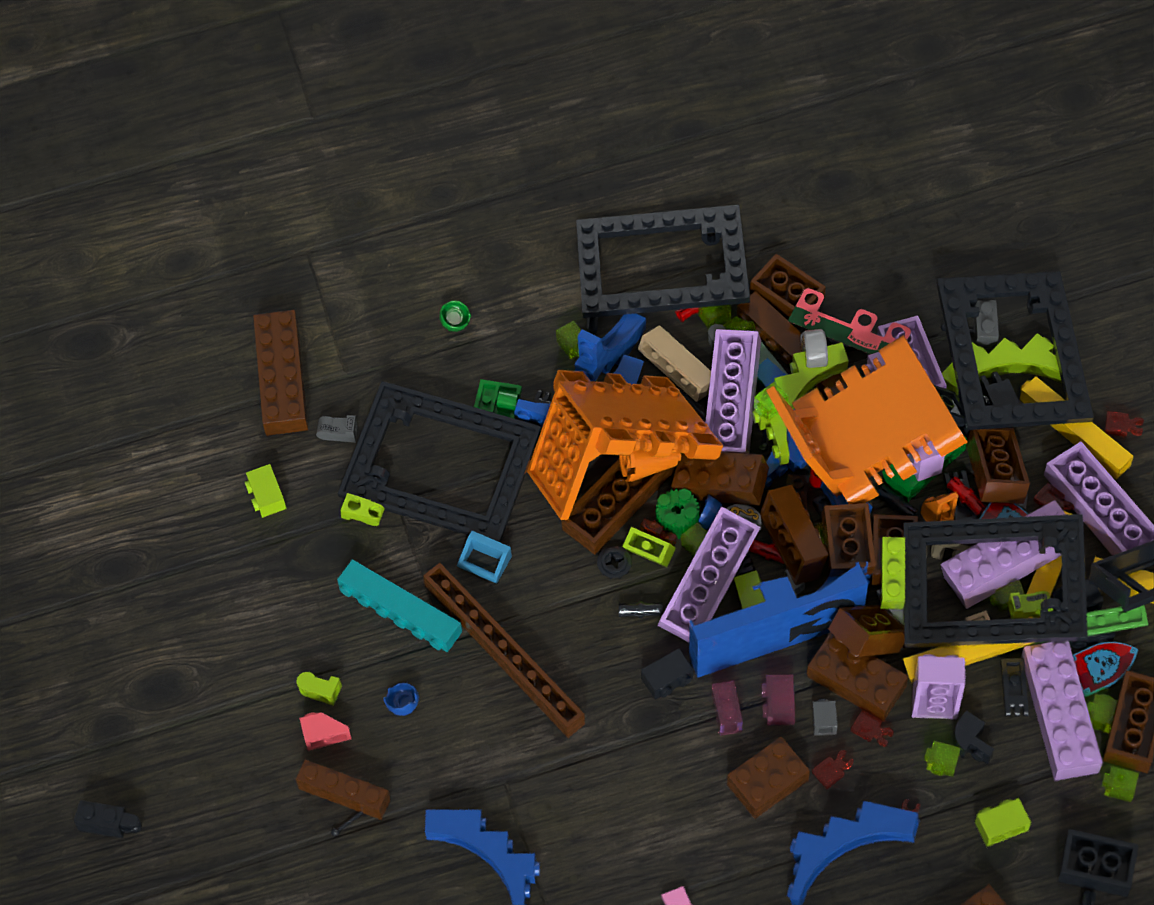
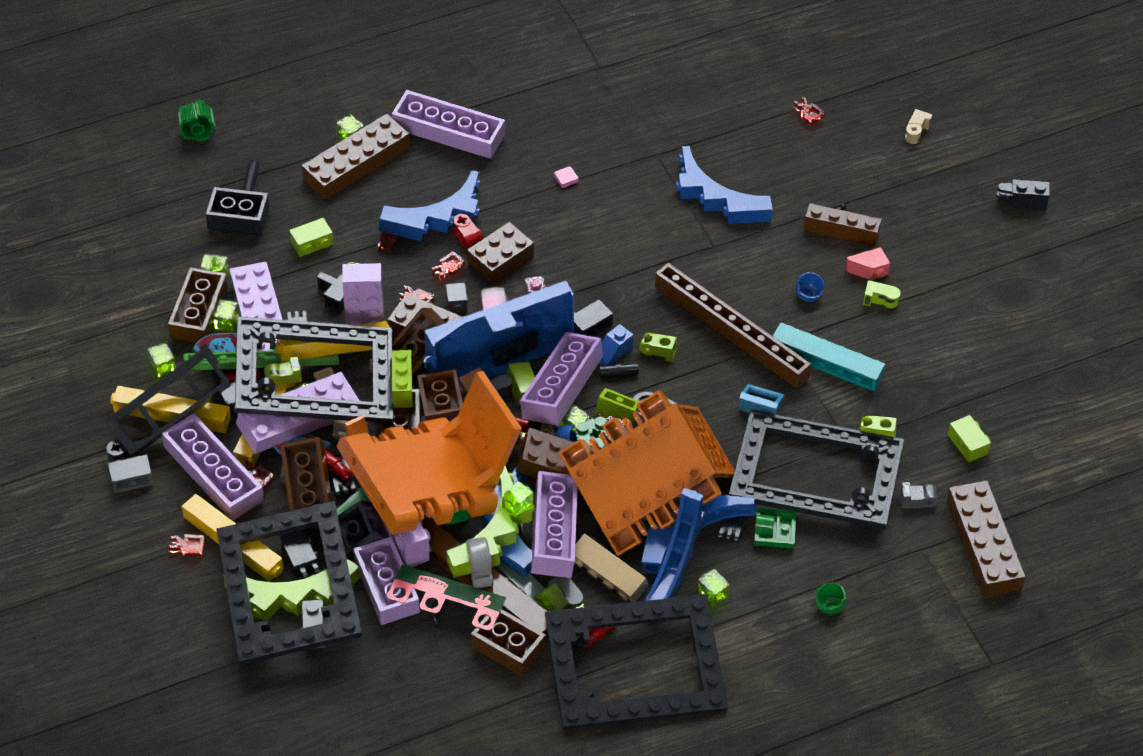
camera: 170 degrees right, 10 degrees down
(591, 634) = (659, 345): none -> lime leg
(642, 637) = (616, 345): none -> blue slope
(807, 813) = (466, 231): none -> red piece

